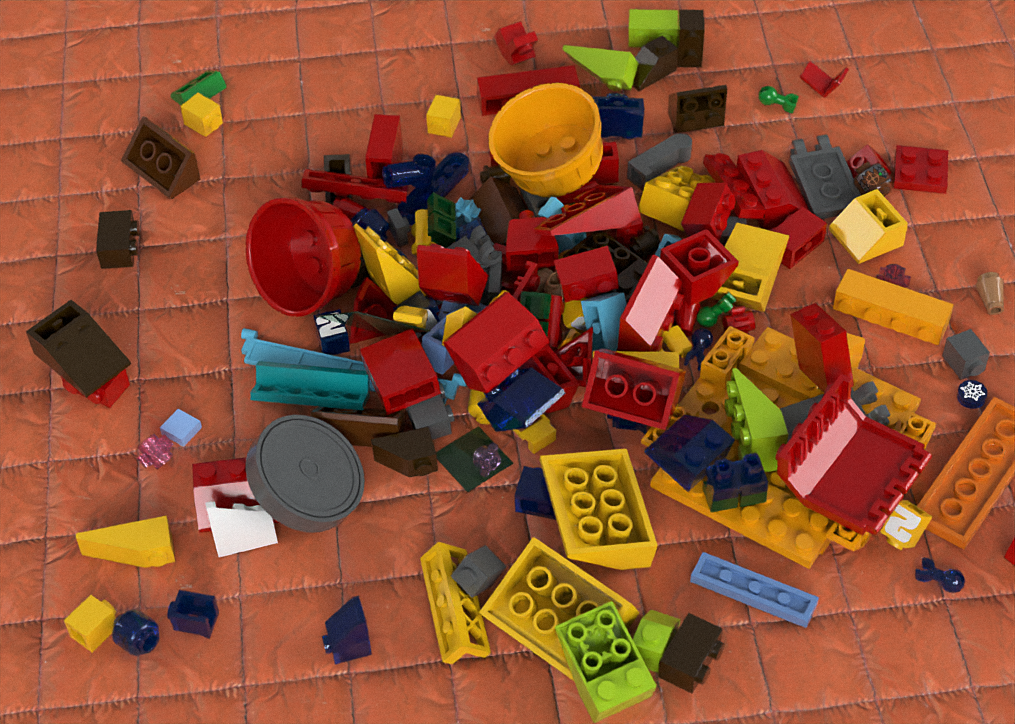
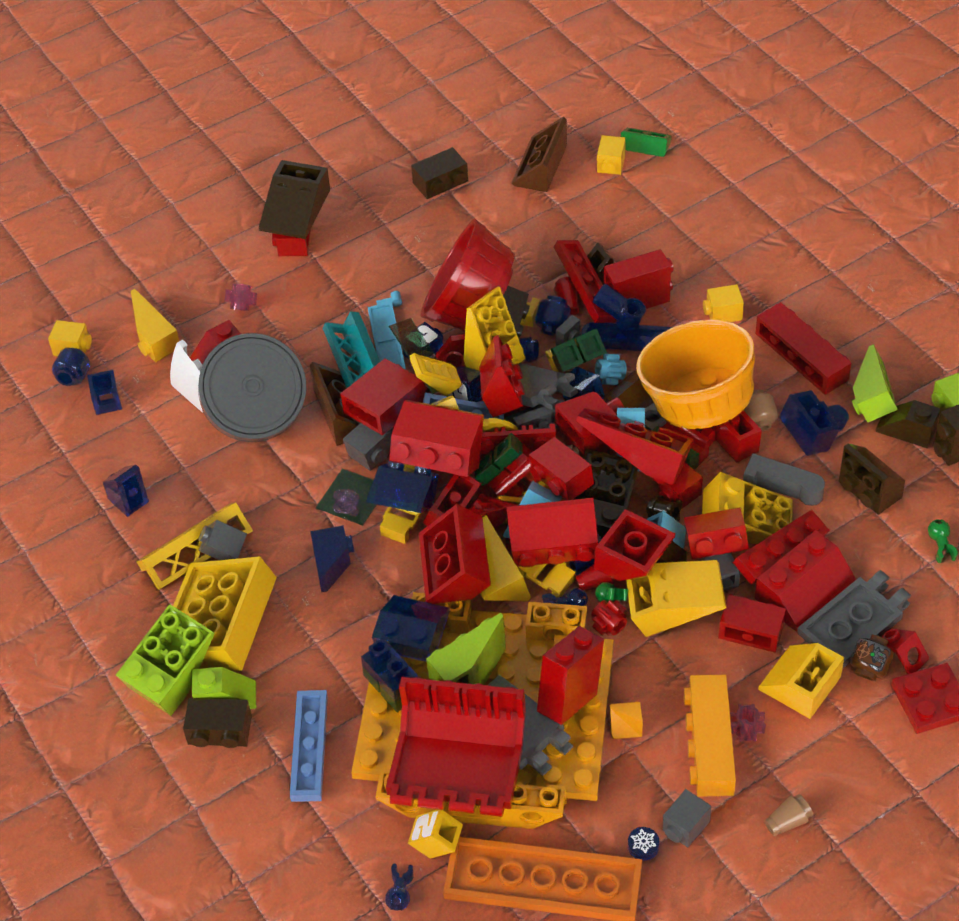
camera: 65 degrees right, 0 degrees up
(180, 427) = (279, 303): light blue tile -> none
(407, 452) = (326, 449): dark brown slope -> none
(515, 43) = (855, 312): red brick -> none
(600, 508) = (322, 592): yellow slope -> none

